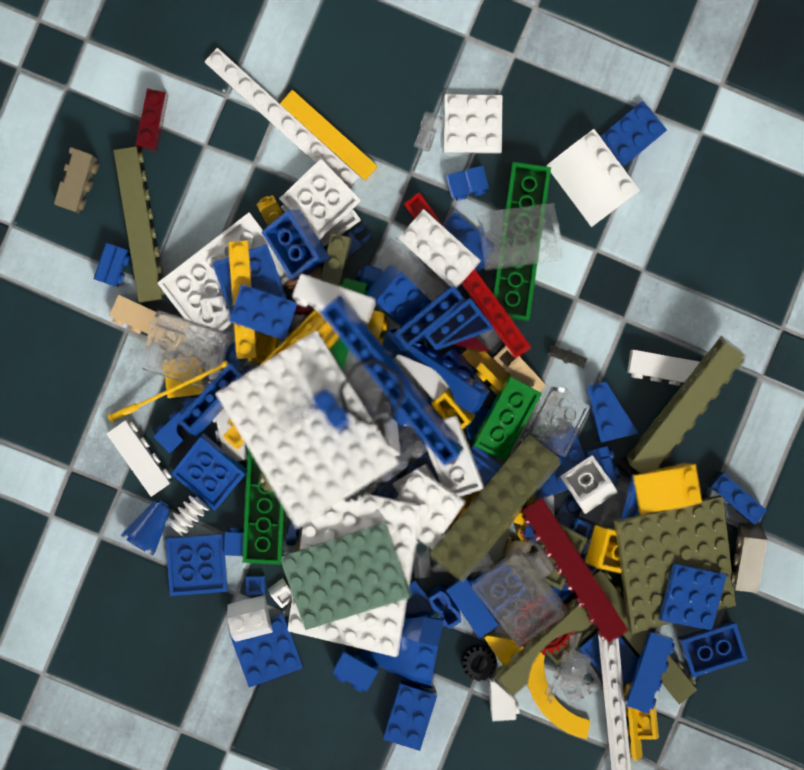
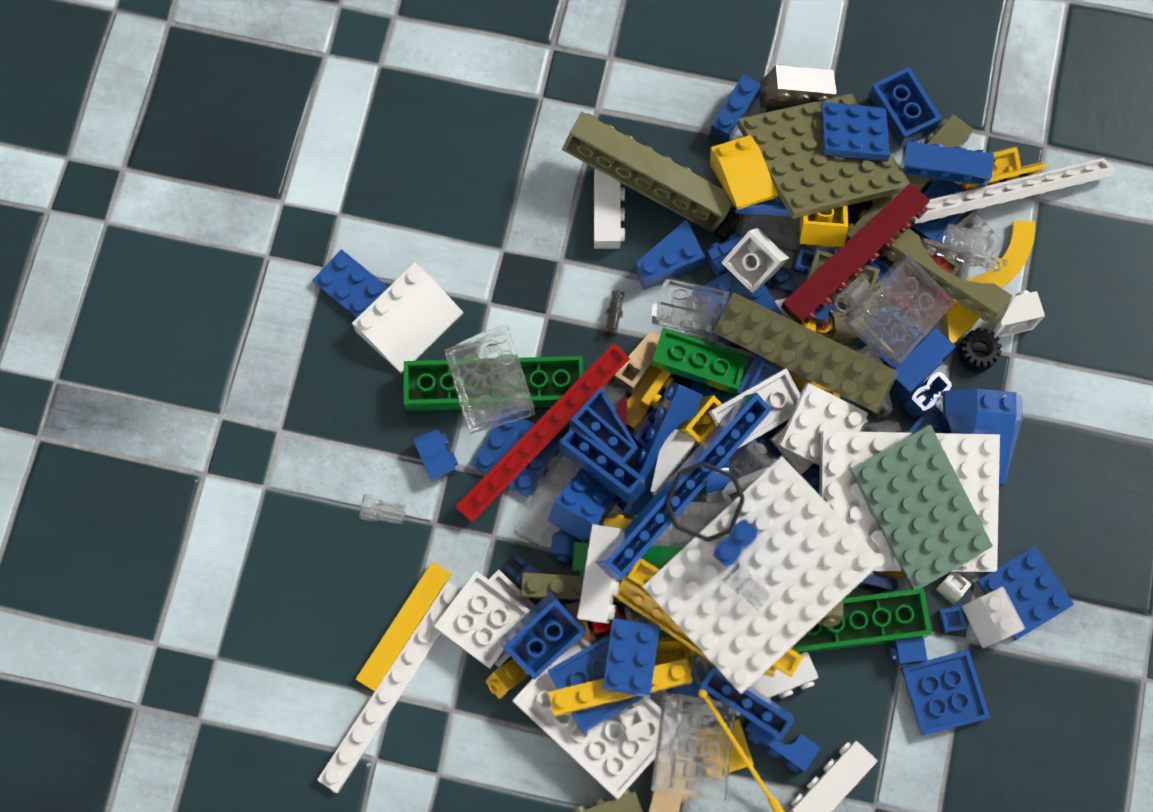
camera: 105 degrees left, 15 degrees down
(148, 527) = (914, 758): blue cone -> none
(188, 514) = (888, 712): white piece -> none
(209, 472) = (833, 694): blue plate -> none
(355, 669) = (1024, 482): blue brick -> none
(410, 715) = (1059, 414): blue brick -> none
(439, 249) = (518, 469): white plate -> none
(473, 124) = (365, 462): white plate -> none

